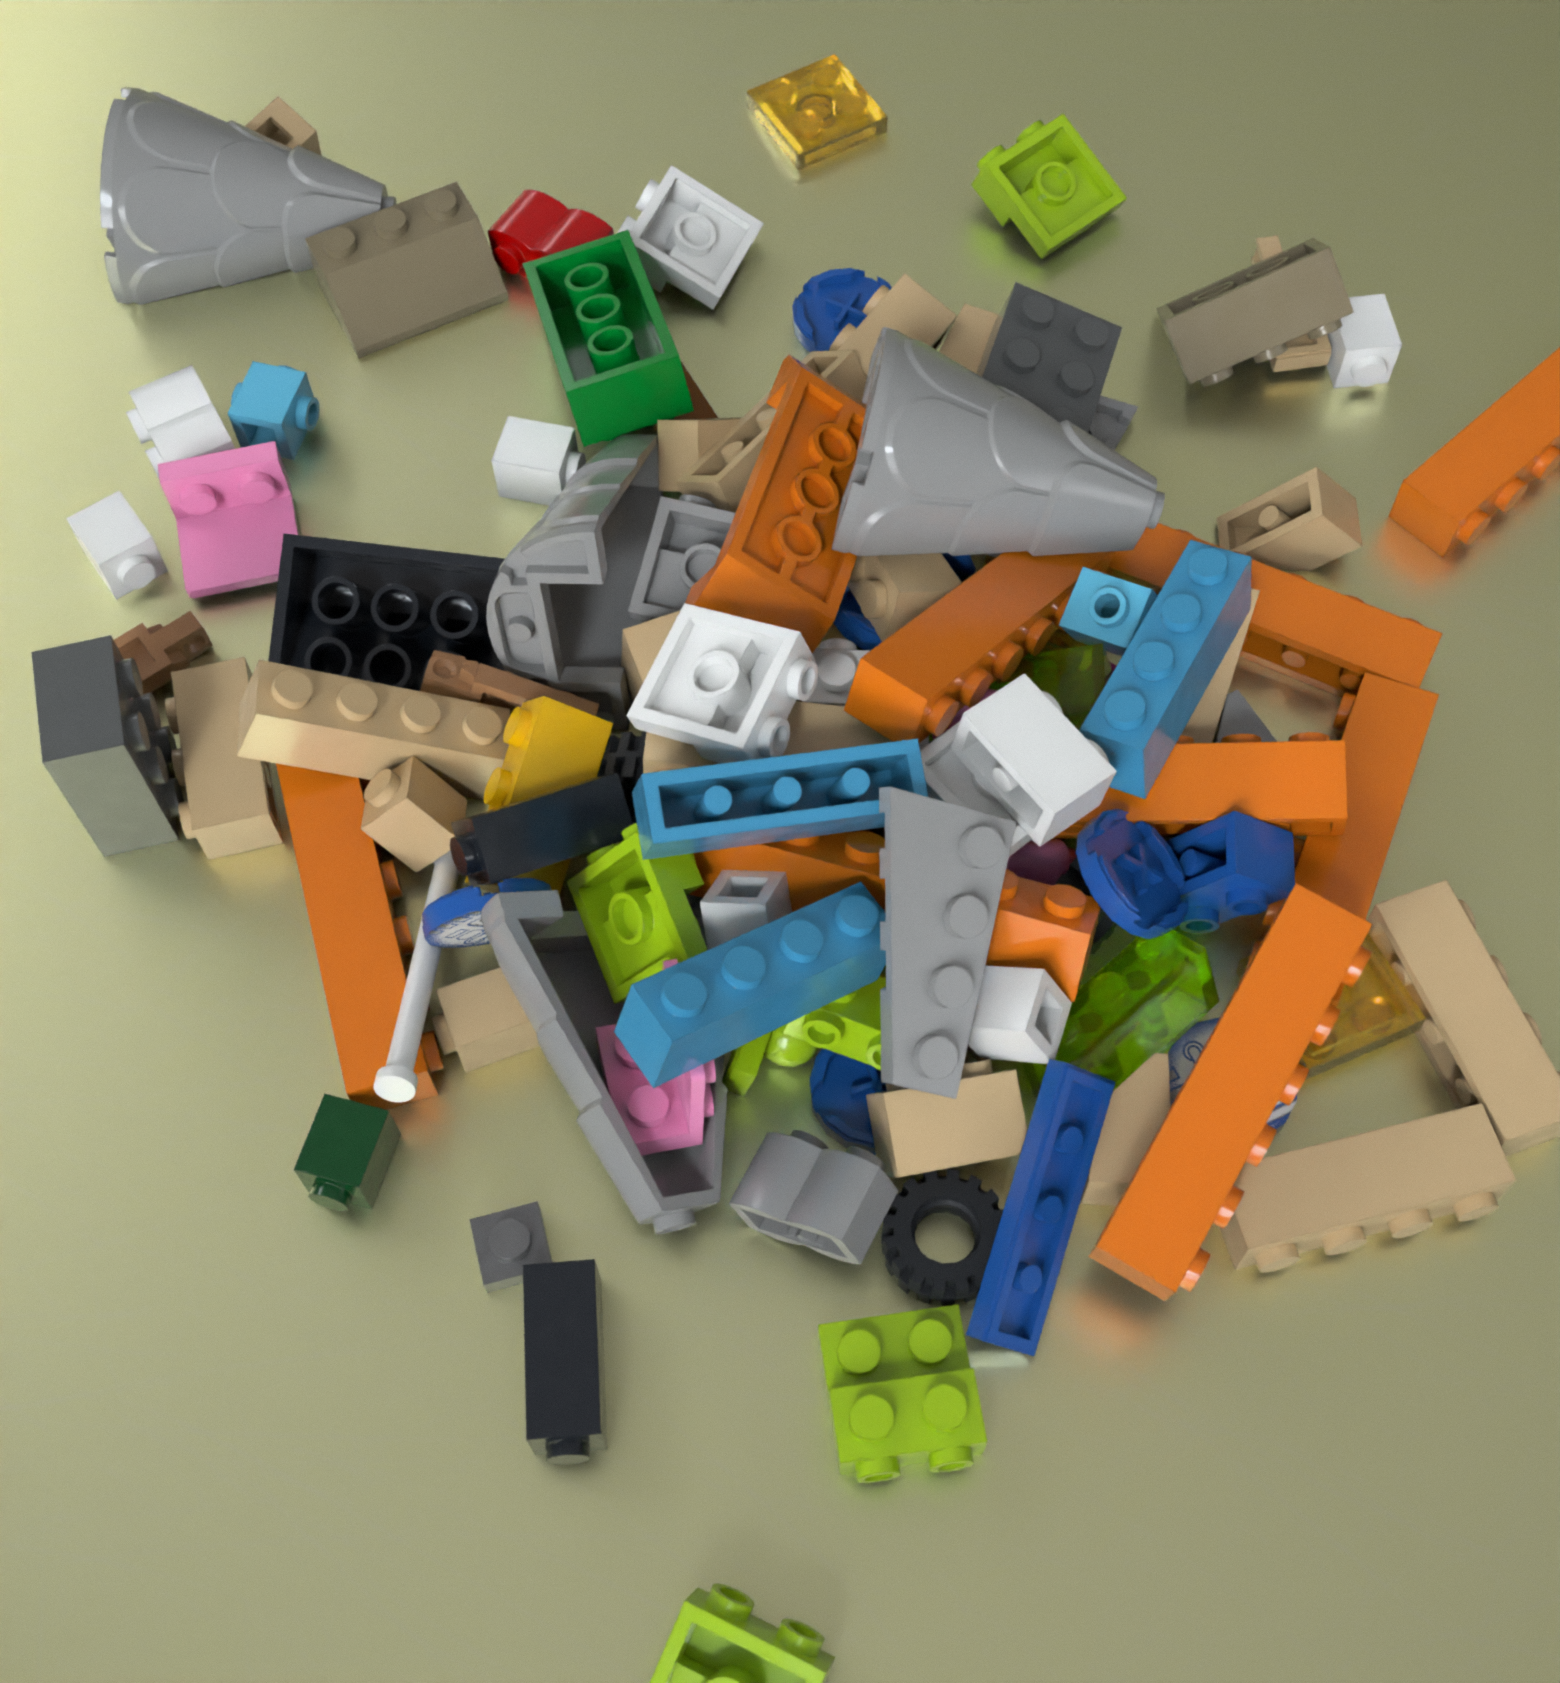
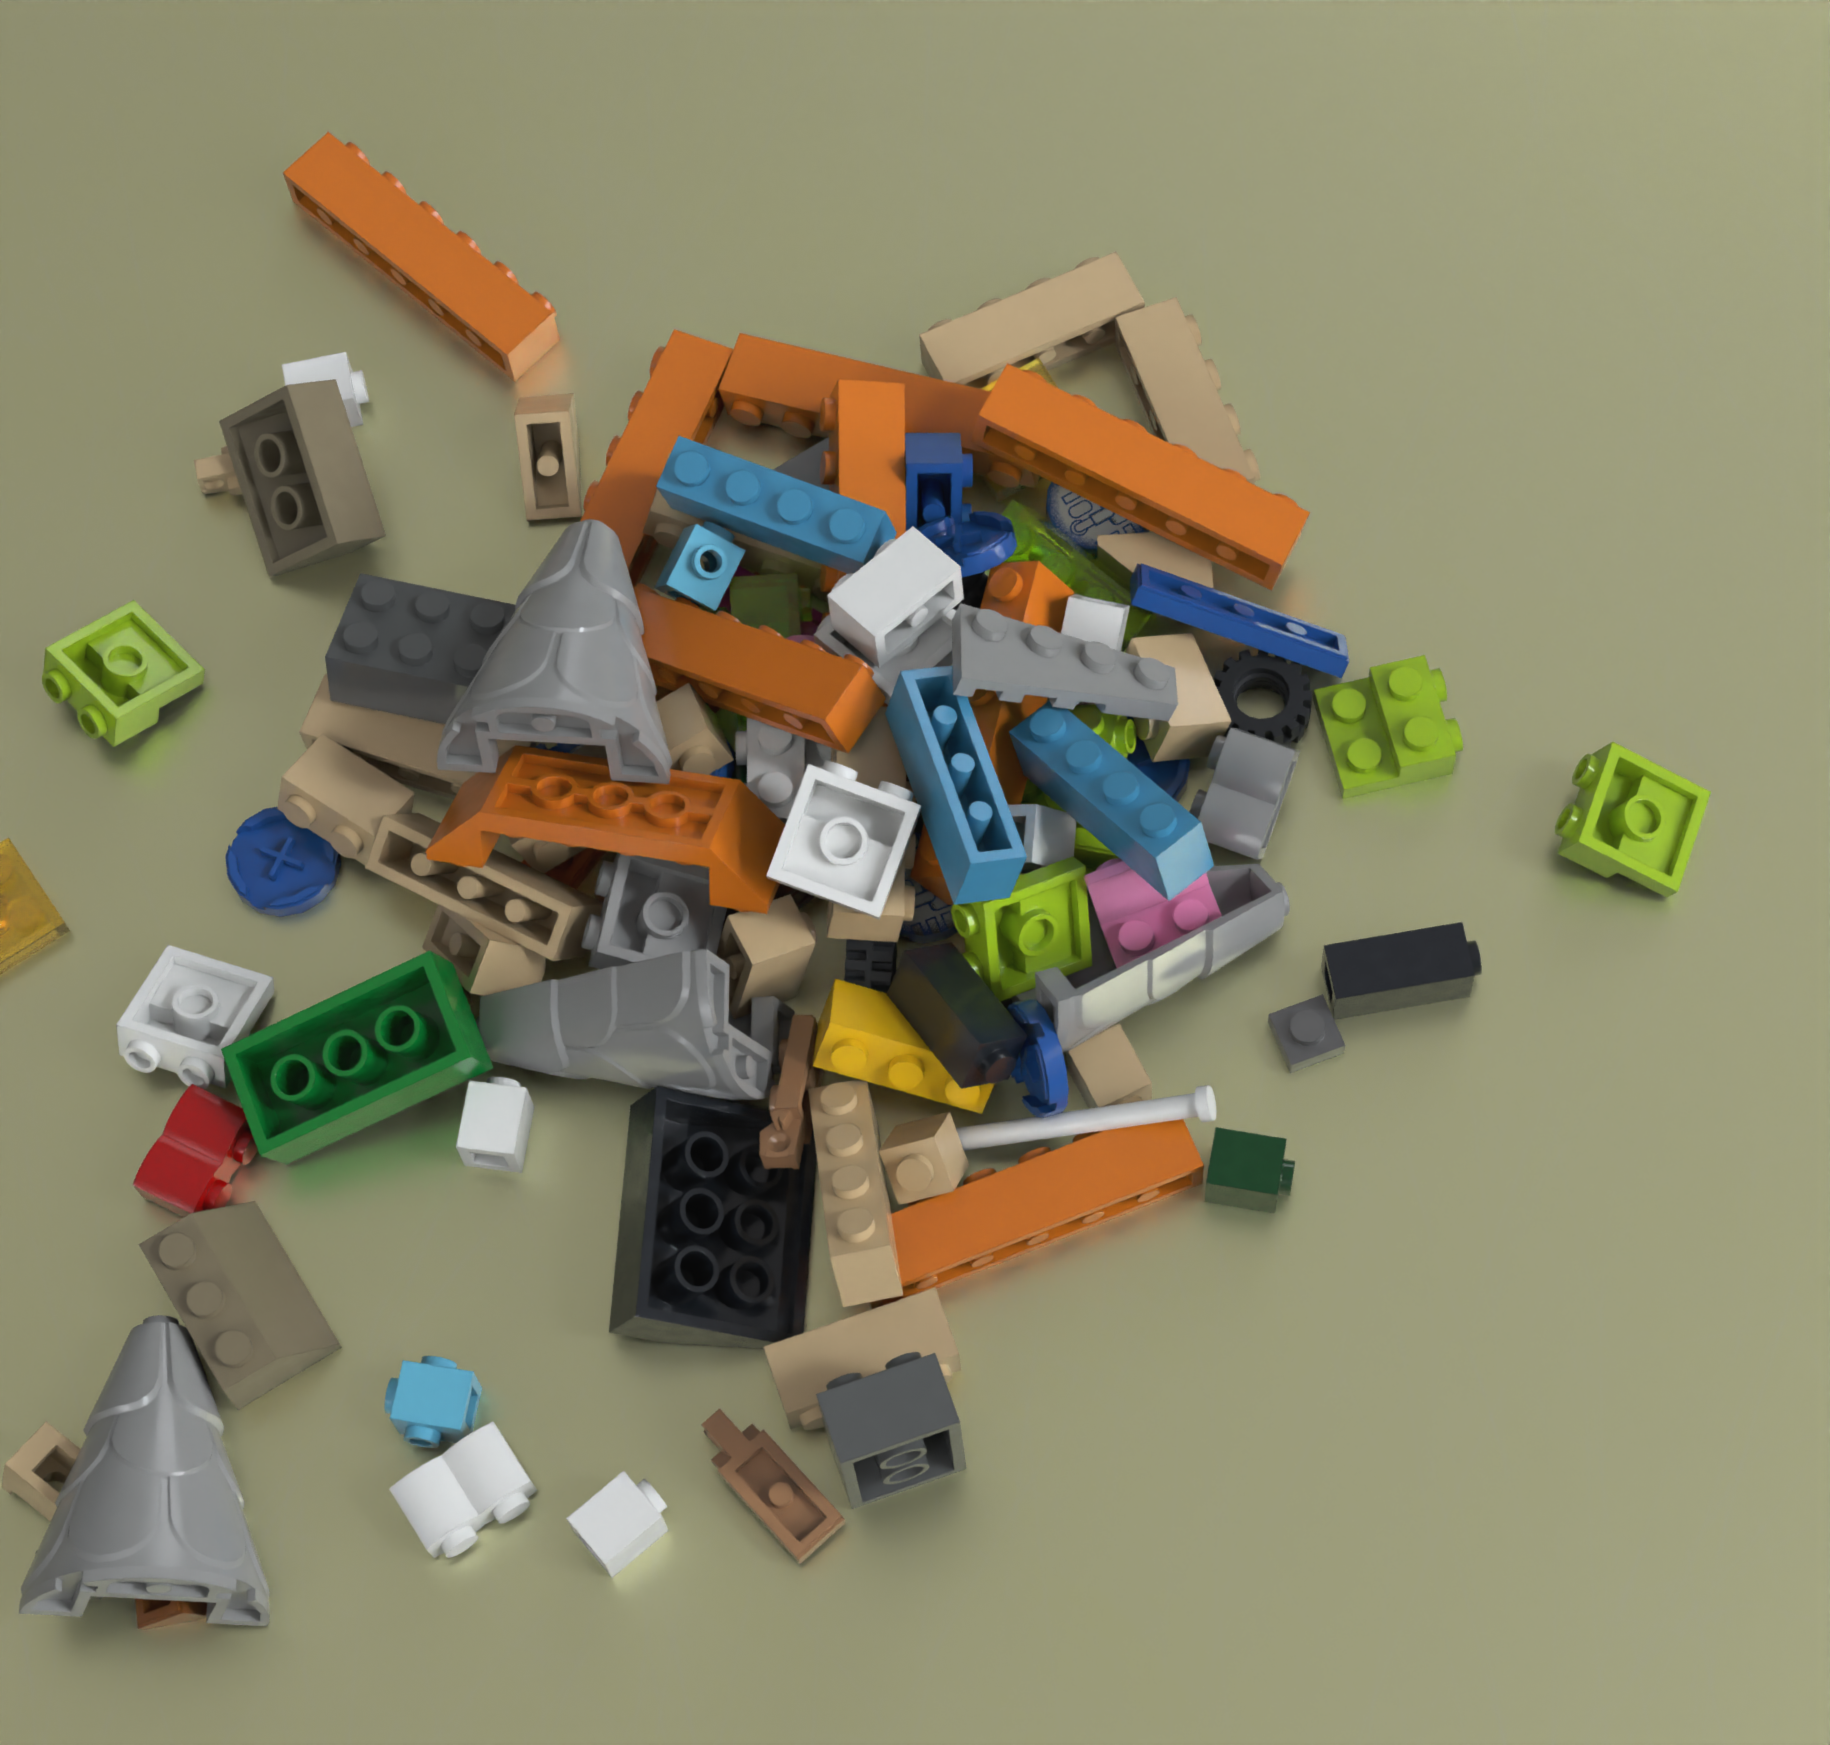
camera: 90 degrees left, 5 degrees up
(230, 516) = (591, 1410): bright pink bracket -> none

